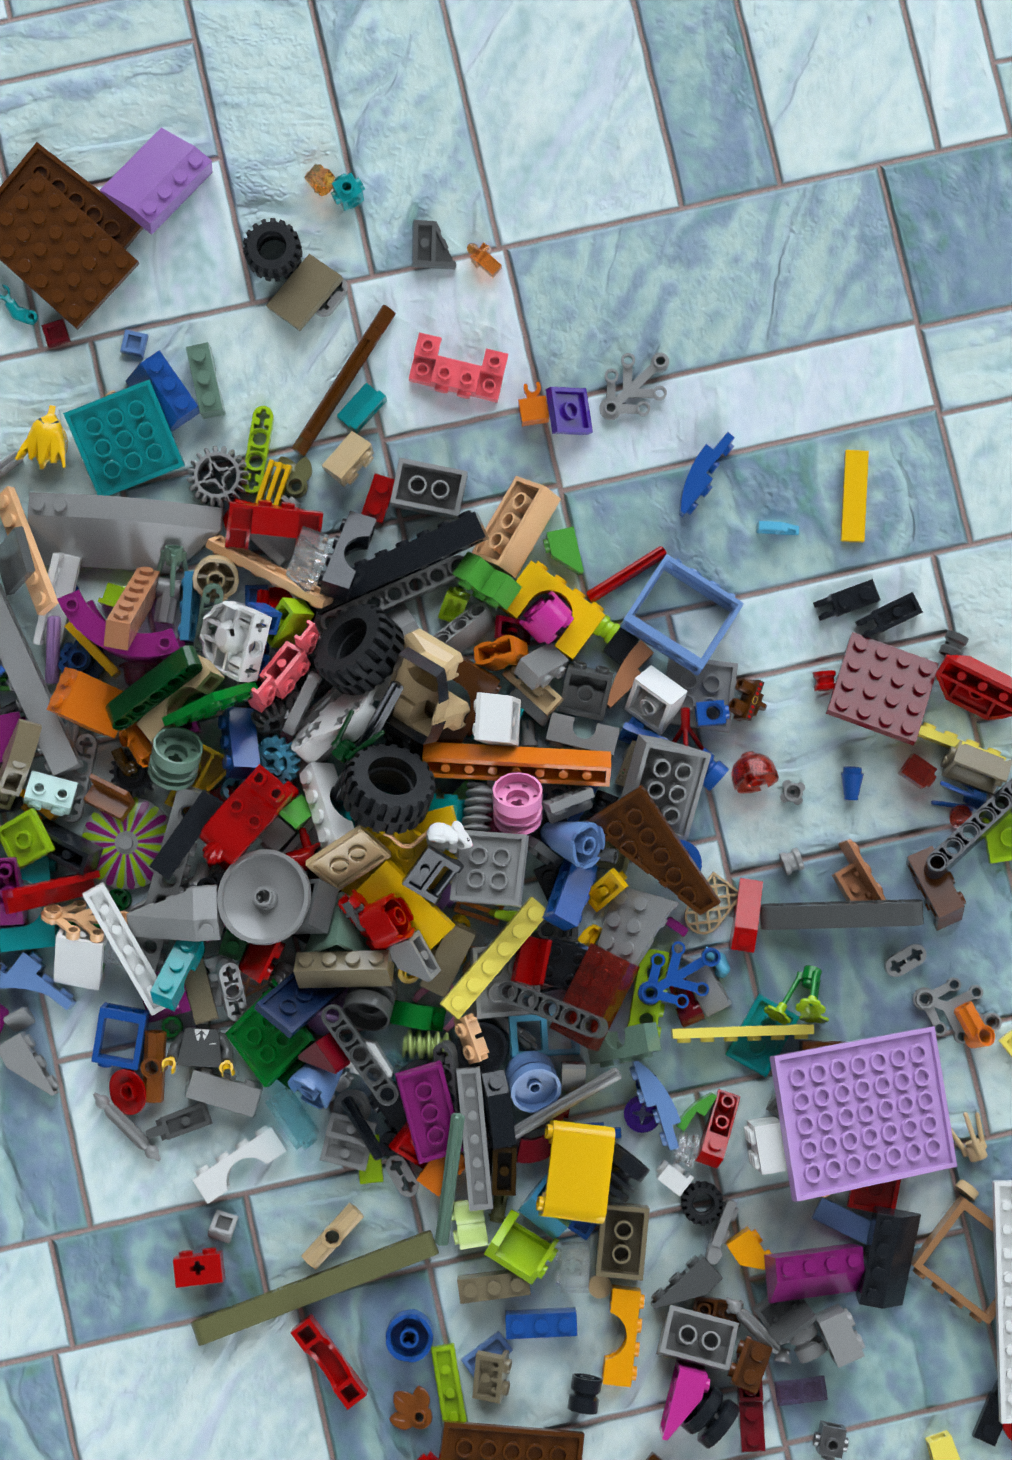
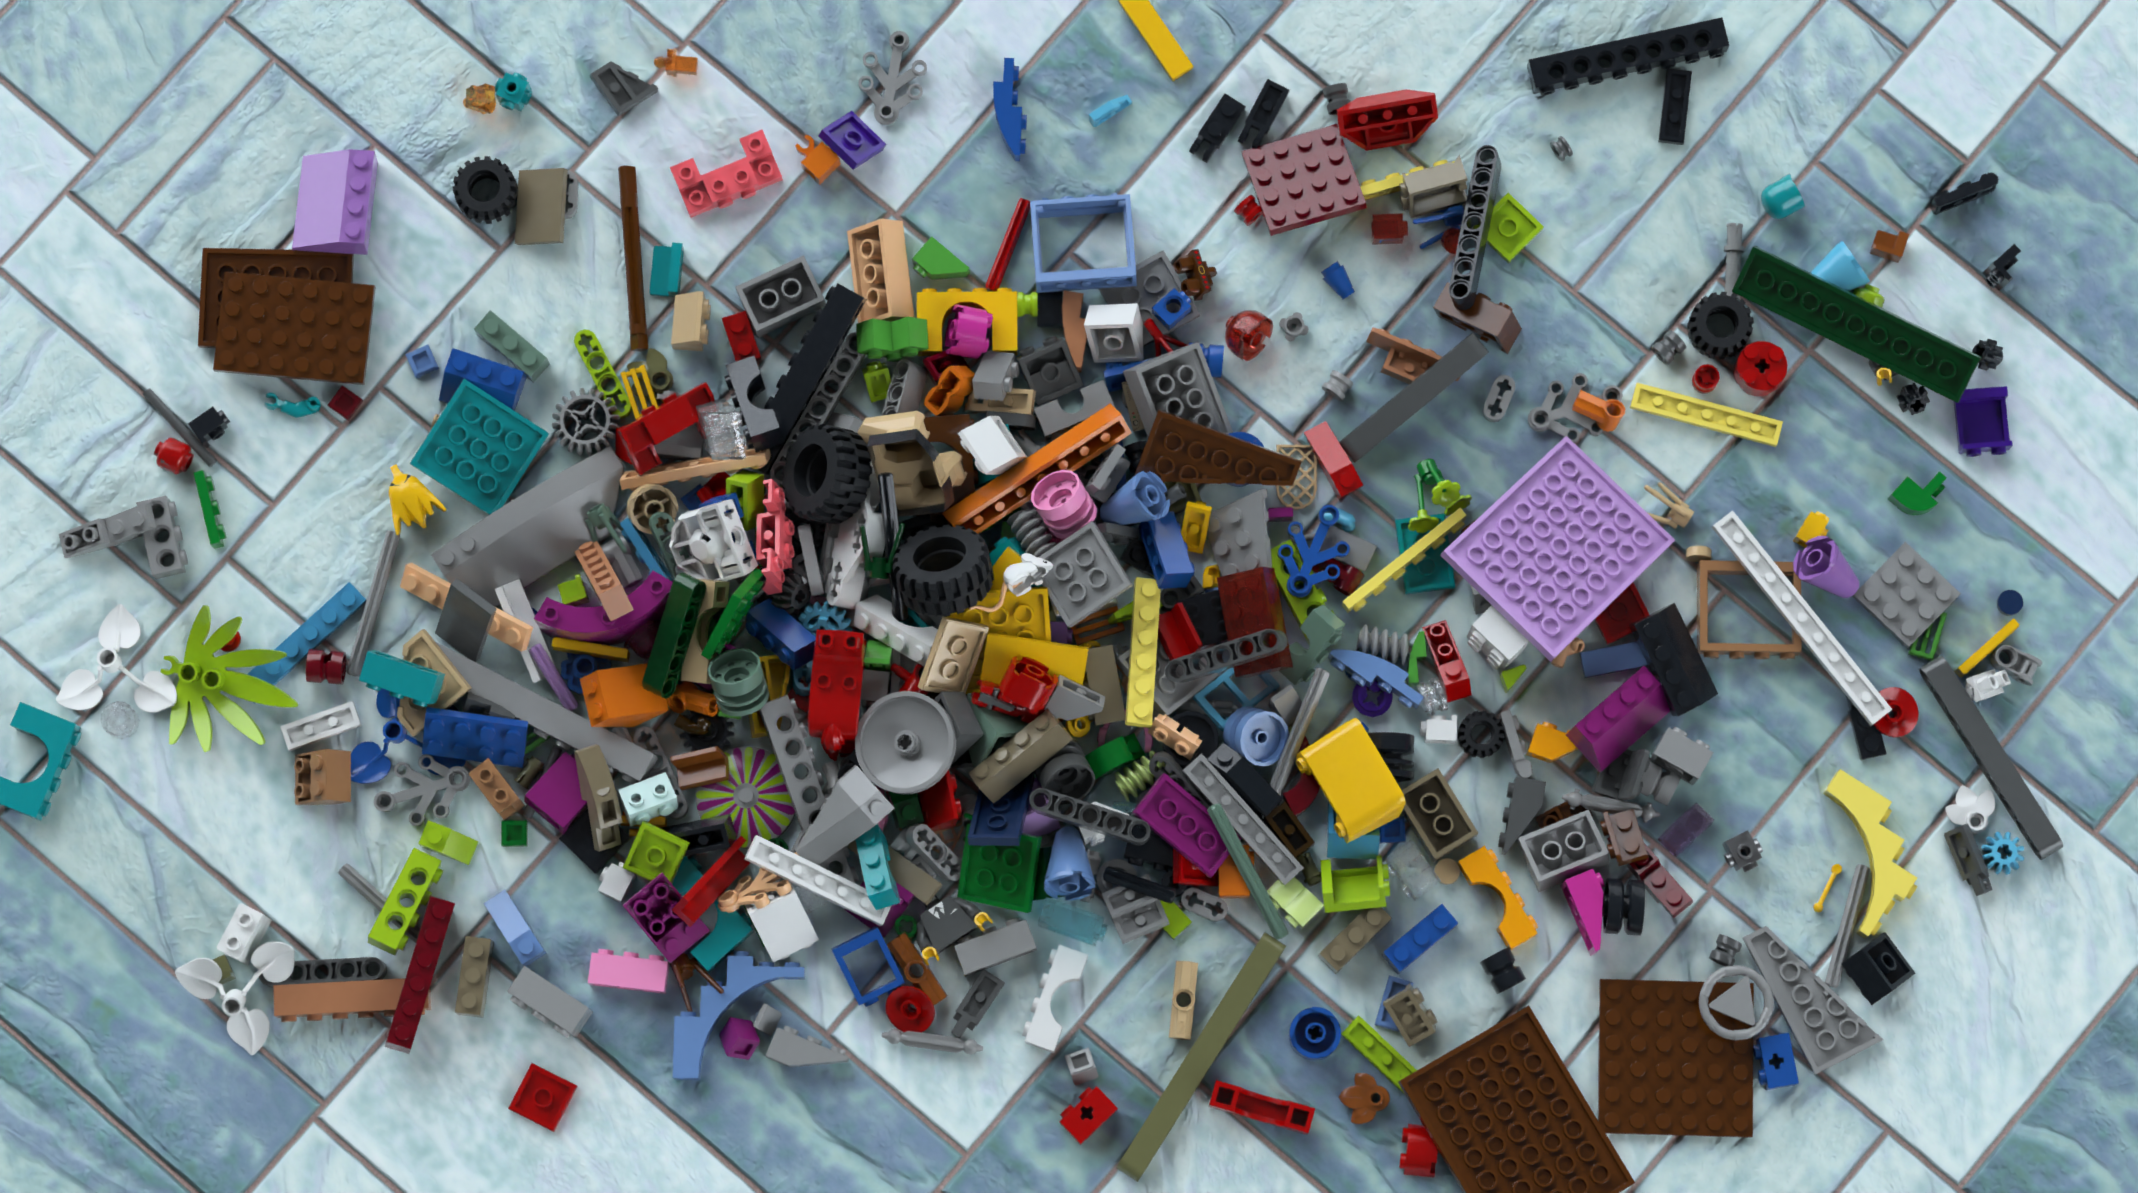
camera: 35 degrees left, 5 degrees down
(185, 834) = (796, 741): black tile -> none
(325, 1055) = (1059, 837): dark red slope -> none
(426, 870) = (1028, 615): plate -> none
(679, 1081) = (1383, 644): none -> light grey piece
(755, 1178) = (1510, 676): none -> lime slope

